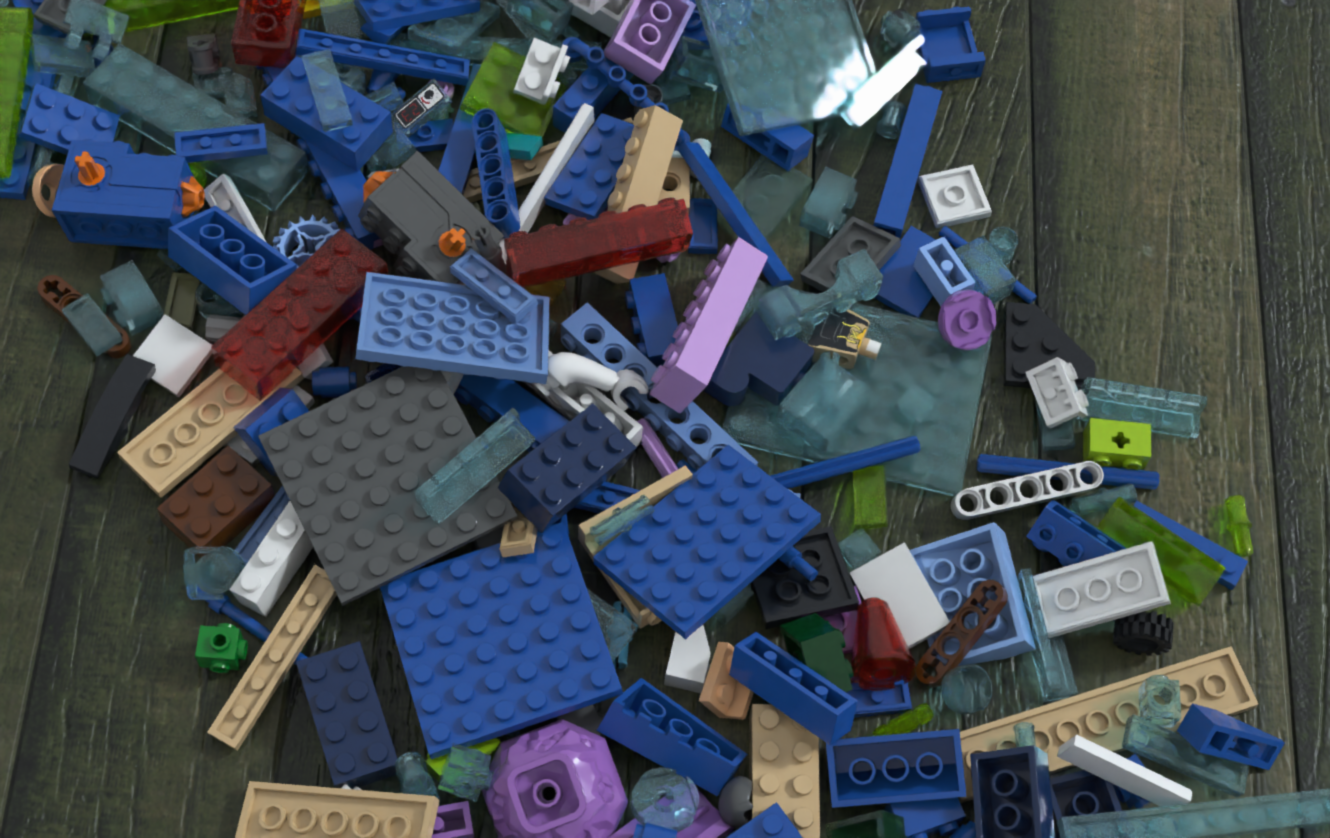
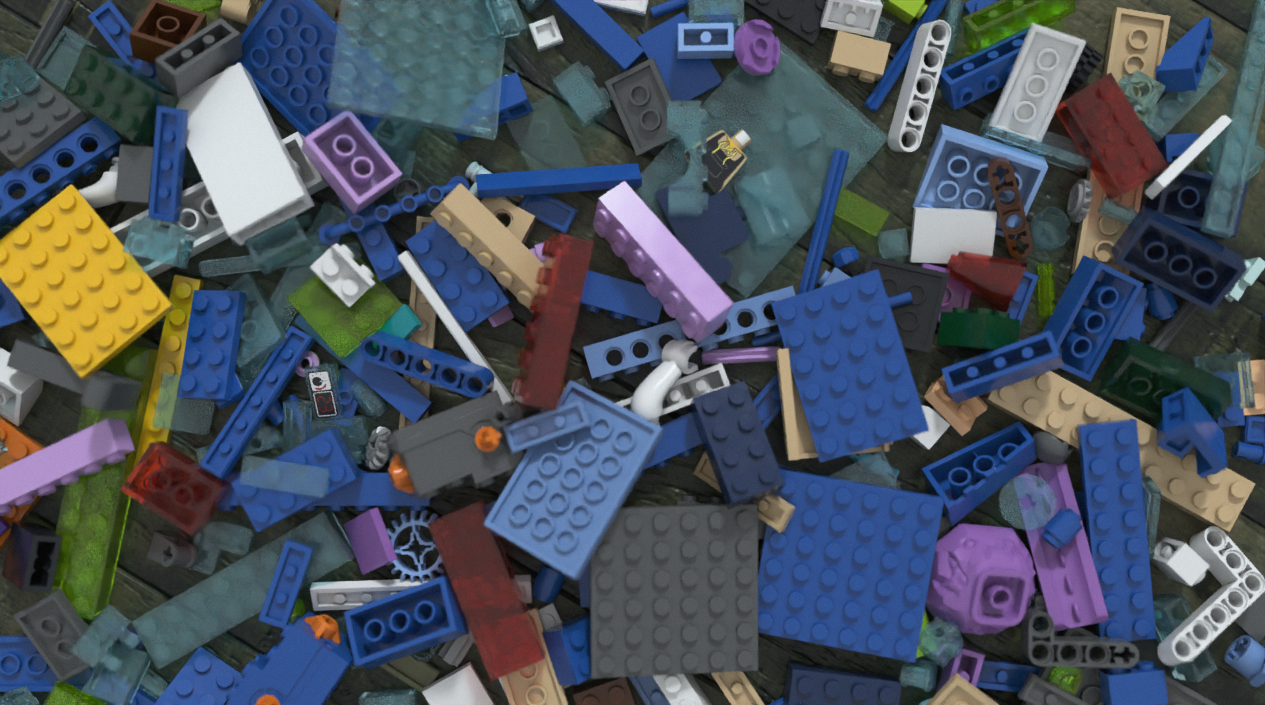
camera: 60 degrees left, 25 degrees up
(296, 205) = (370, 541): none -> medium lavender tile
(435, 146) = (368, 399): none -> clear light blue cone
(474, 467) = (710, 523): clear light blue fence -> none
(622, 520) = (805, 426): clear light blue pin -> none
(818, 503) = (845, 256): none -> blue tile
(866, 152) = (546, 33): none -> white tile
(1013, 702) = (1079, 200): none -> light grey gear
(1020, 424) = (858, 56): none -> tan brick
(1097, 688) = (1111, 136): none -> clear red brick

